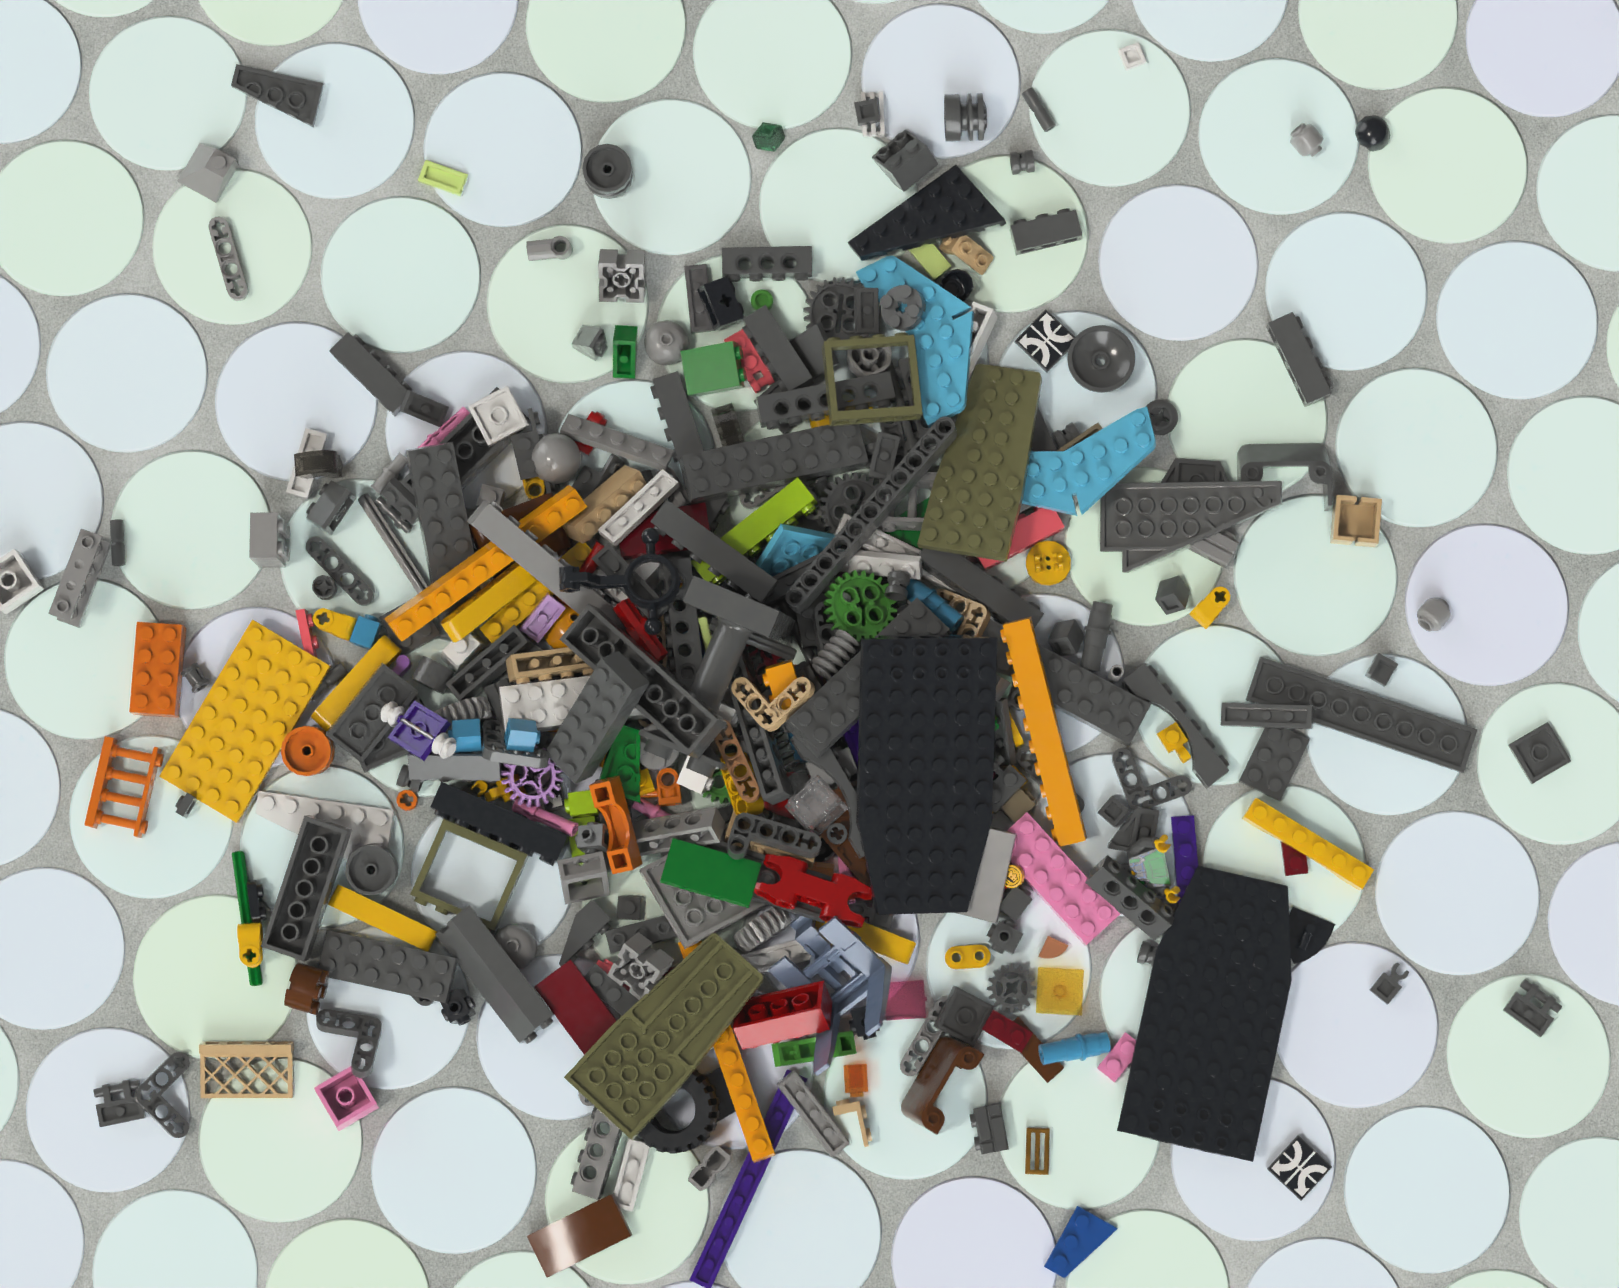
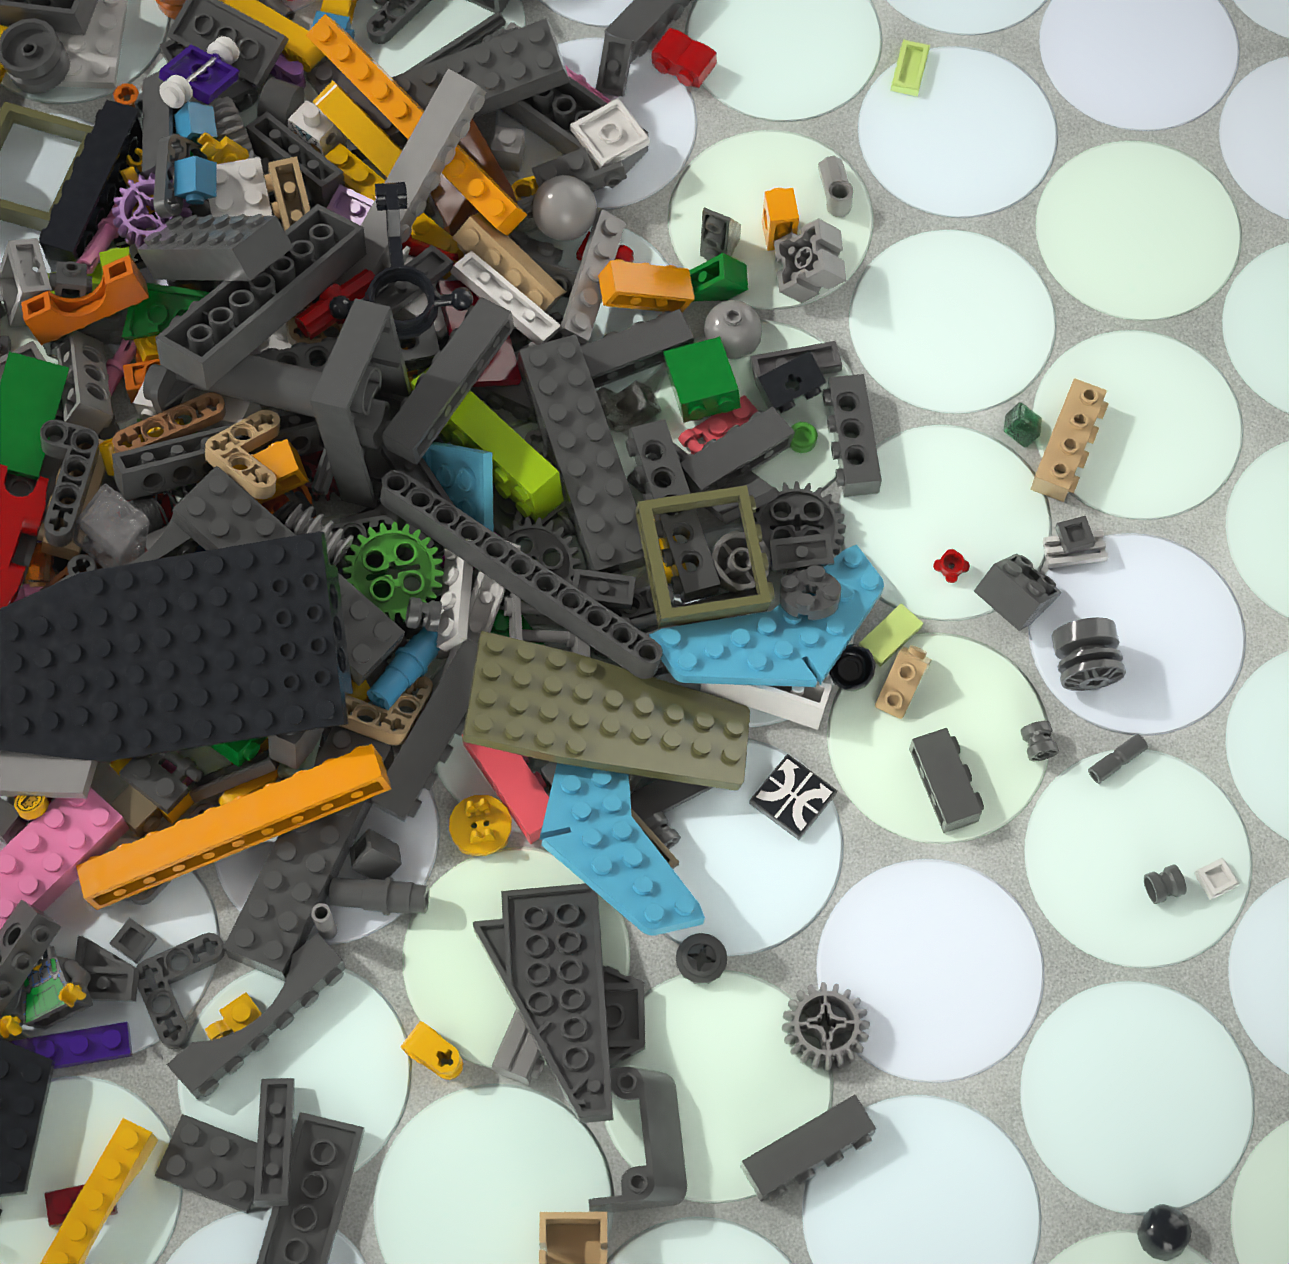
camera: 80 degrees right, 15 degrees down
(419, 354) = (683, 58): none -> red brick
(491, 715) = (222, 151): none -> yellow plate
(580, 294) = (779, 215): none -> light orange brick
(612, 159) = (945, 237): dark grey wheel -> none
(630, 402) = (645, 286): none -> light orange brick
(786, 104) = (1068, 440): none -> tan brick
(878, 199) = (953, 557): none -> red plate
(940, 210) = (952, 638): black wing -> none
(1102, 343) = (777, 846): dark grey dish -> none
(1135, 92) = (1166, 883): none -> dark grey wheel
(1172, 595) = (446, 996): dark grey panel -> none
(1225, 338) = (840, 1024): none -> light grey gear
(1306, 140) = (1136, 1132): light grey head -> none

